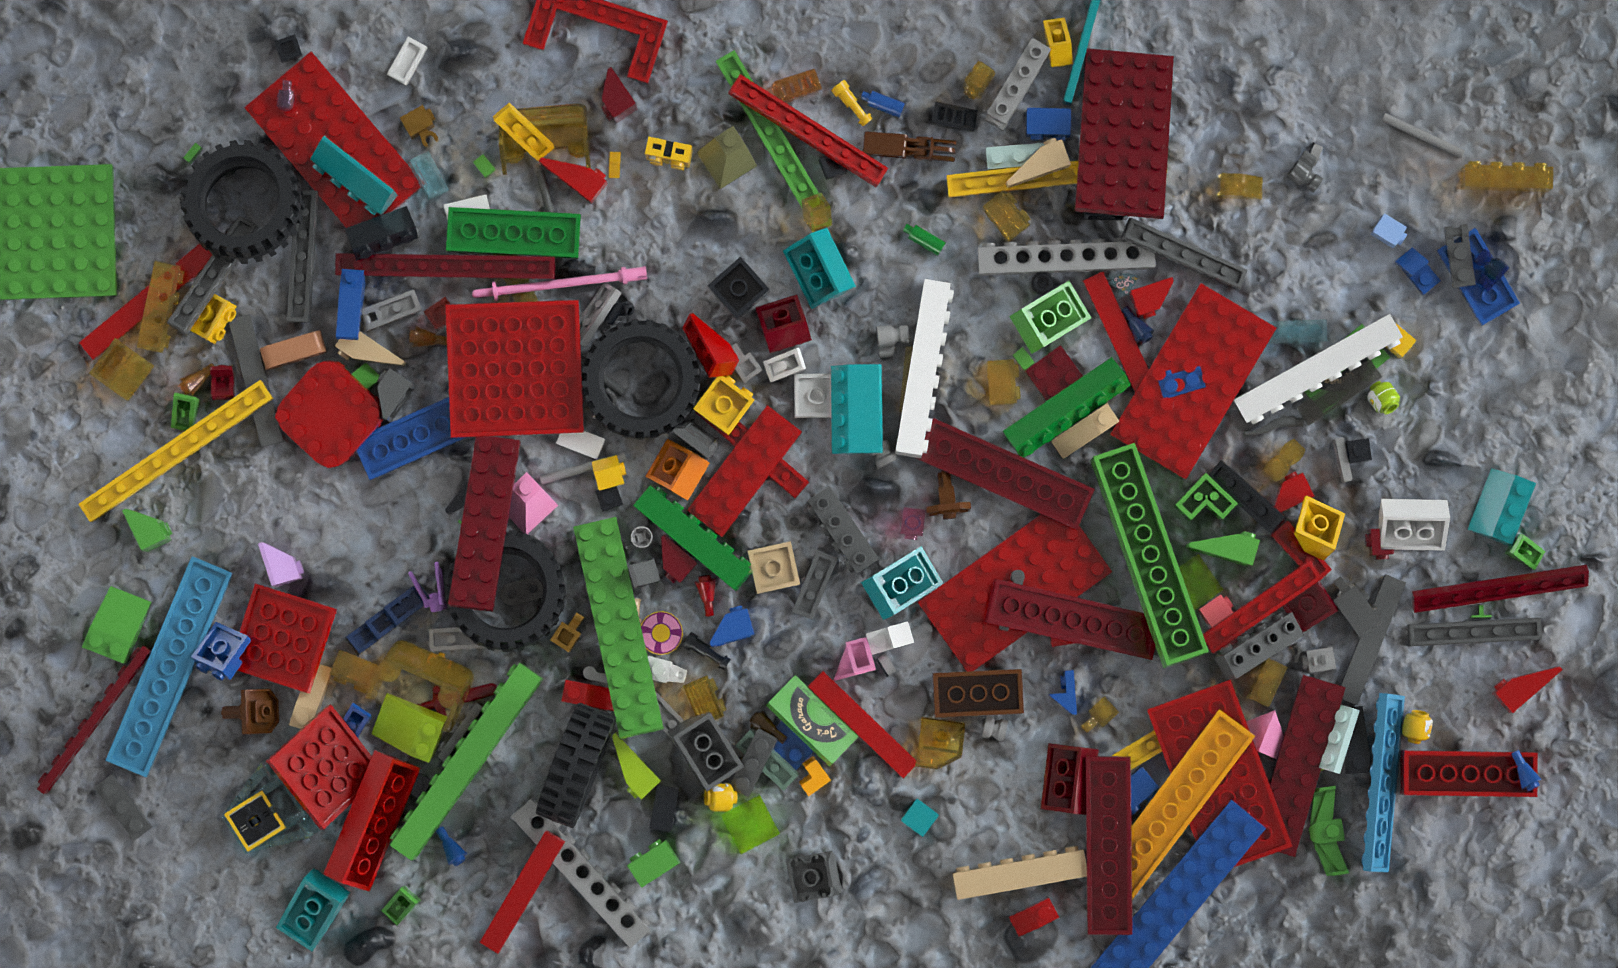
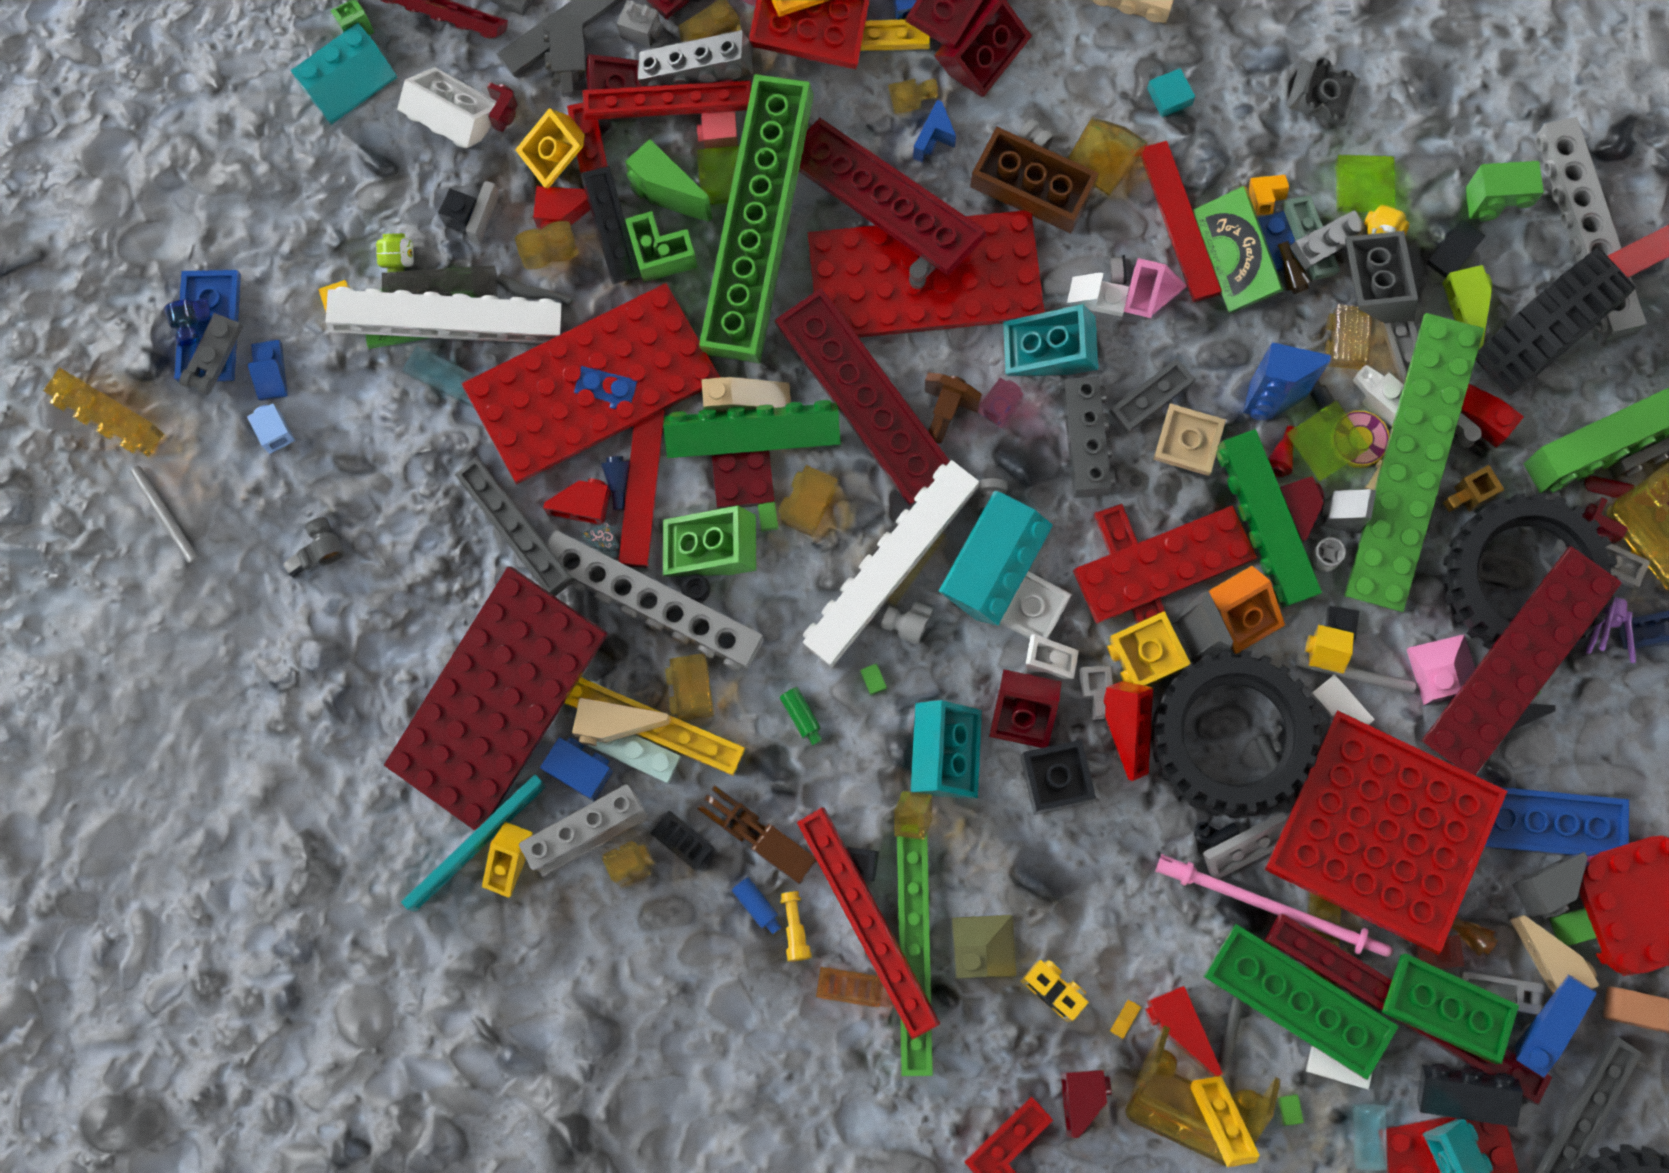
camera: 145 degrees left, 10 degrees down
(419, 278) = (1450, 1008): none -> green plate
(469, 656) = (1608, 527): none -> dark red bracket
(682, 614) = (1327, 441): none -> clear neon green plate
(892, 289) = (873, 679): none -> bright green piece
(1239, 186) = (405, 571): clear yellow slope -> none

